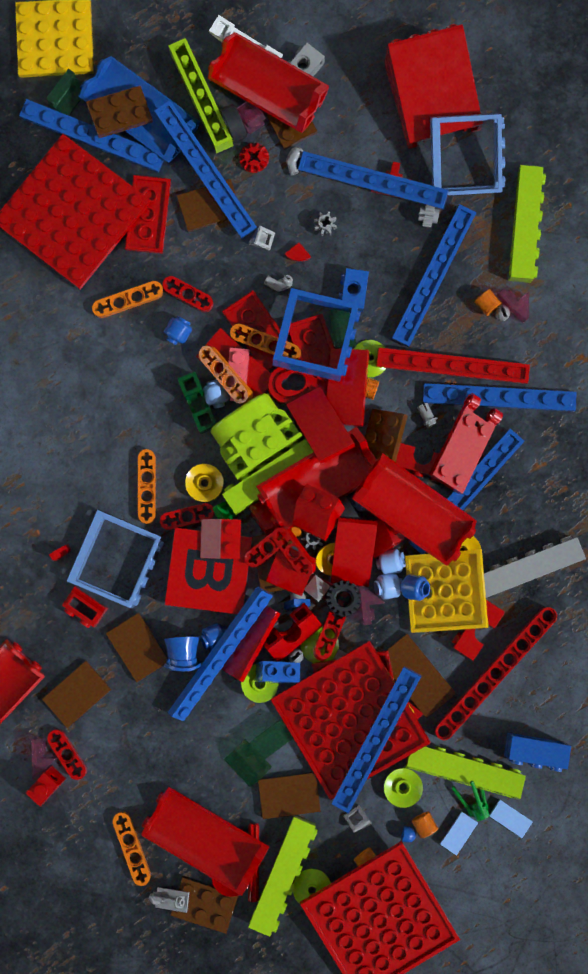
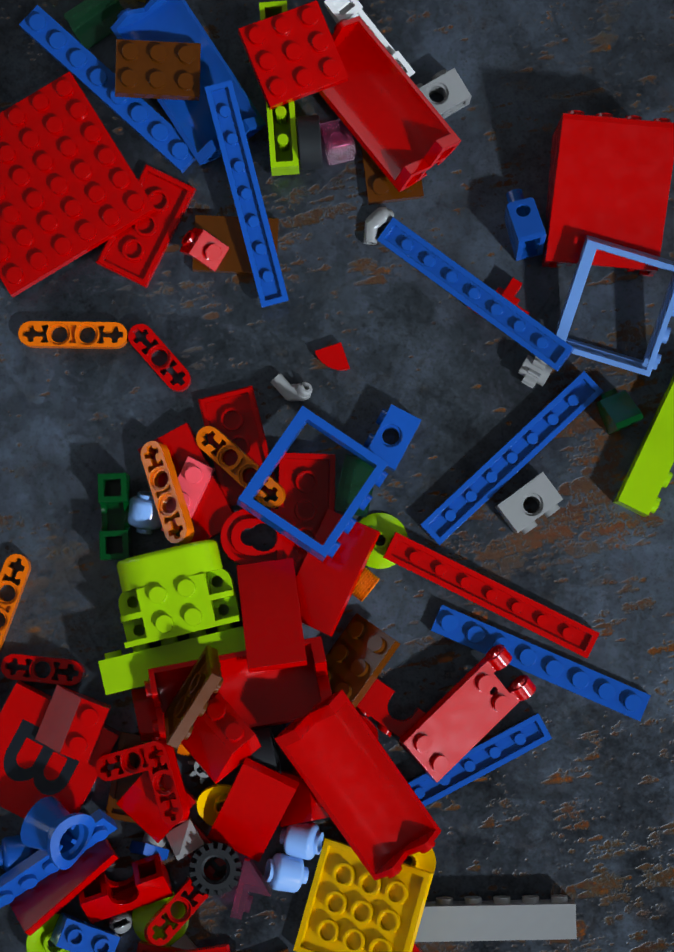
camera: 15 degrees right, 0 degrees up
(177, 330) = (126, 404): blue head -> none
(190, 213) = (204, 248): none -> bracket
(197, 475) = (68, 631): yellow dish -> none
(202, 70) = (293, 54): none -> red plate
(224, 511) = (93, 684): green plate -> none
(237, 607) = (57, 831): none -> blue hat
(254, 166) = (317, 212): red gear -> none
(262, 238) = (292, 317): light grey slope -> none
(291, 491) = (193, 697): none -> reddish brown plate
(321, 220) = (385, 321): light grey gear -> none
(388, 126) = (524, 225): none -> blue torso
(415, 587) = (320, 891): blue head -> none
(427, 415) = (429, 651): light grey pin -> none
(458, 289) = (542, 492): none -> light grey brick
(487, 302) = (572, 523): orange piece -> none
(490, 221) = (618, 410): none -> dark green slope
(499, 315) = (582, 547): light grey hinge -> none
(518, 308) = (614, 548): clear pink slope -> none

